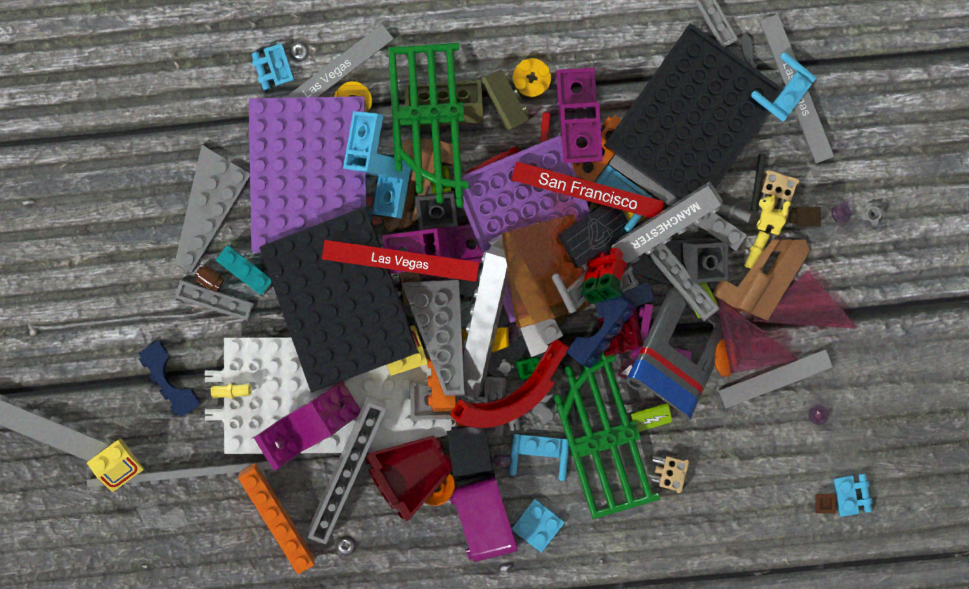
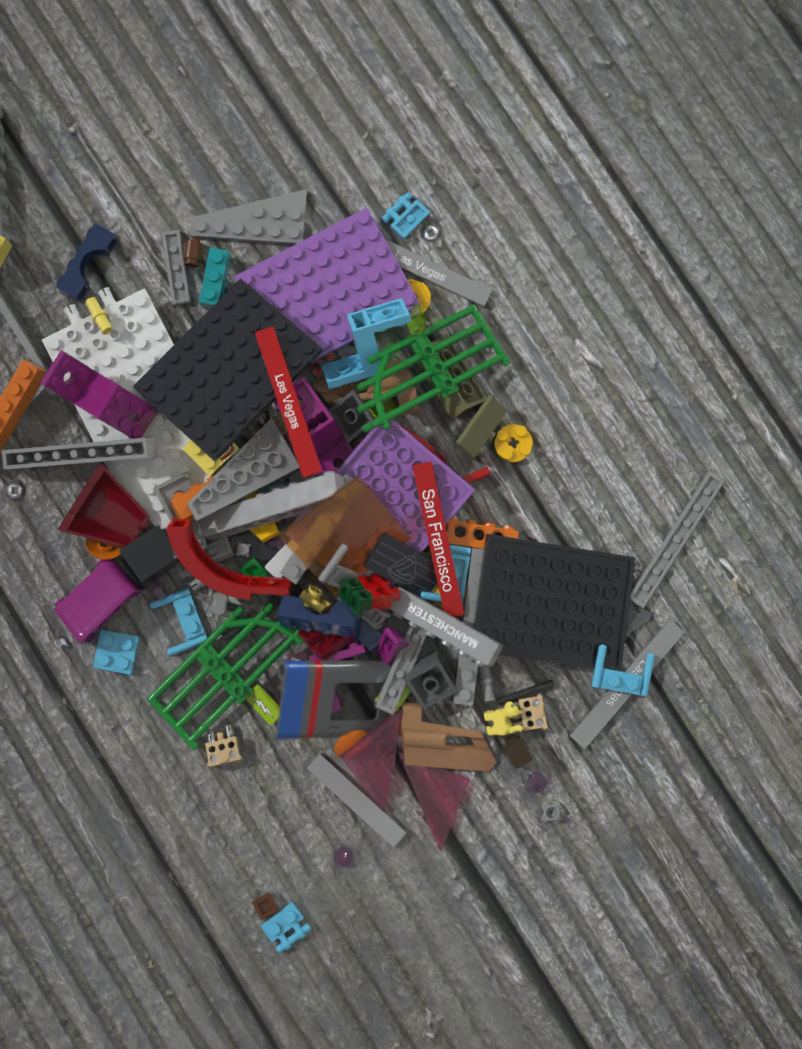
camera: 60 degrees right, 5 degrees down
(379, 106) = (418, 320): none -> clear neon green slope
(579, 115) = (500, 498): magenta bracket -> none
(581, 327) = (312, 599): none -> light yellow plate
(657, 279) = (390, 644): none -> magenta slope
(757, 249) = (465, 722): light yellow pin -> none

